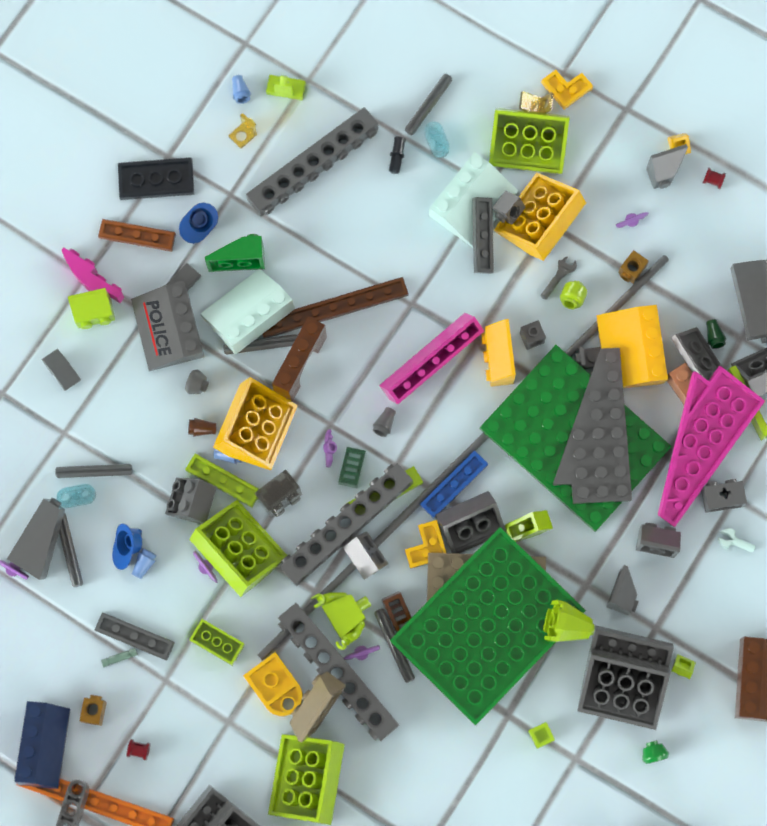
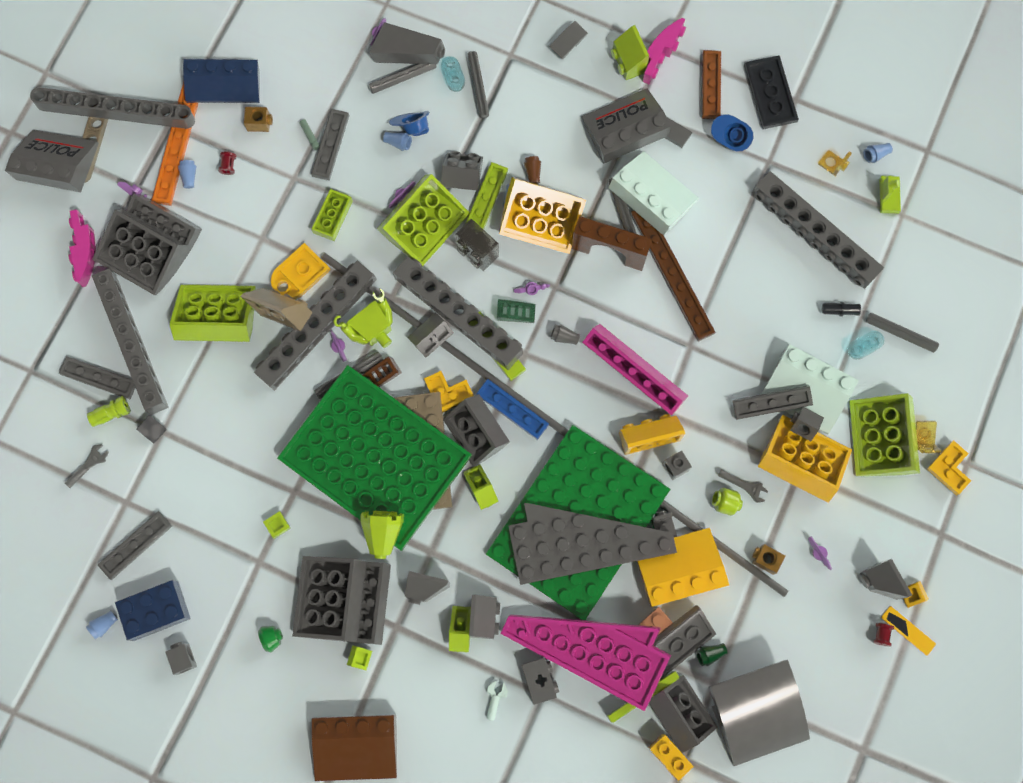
camera: 80 degrees right, 0 degrees up
(142, 794) = (187, 172): none -> medium blue cone
(196, 382) = (575, 157): dark grey cone -> none
(241, 254) = (707, 174): green slope -> none
(666, 564) = (459, 629): none -> lime slope
(711, 156) = (908, 630): none -> yellow sticker

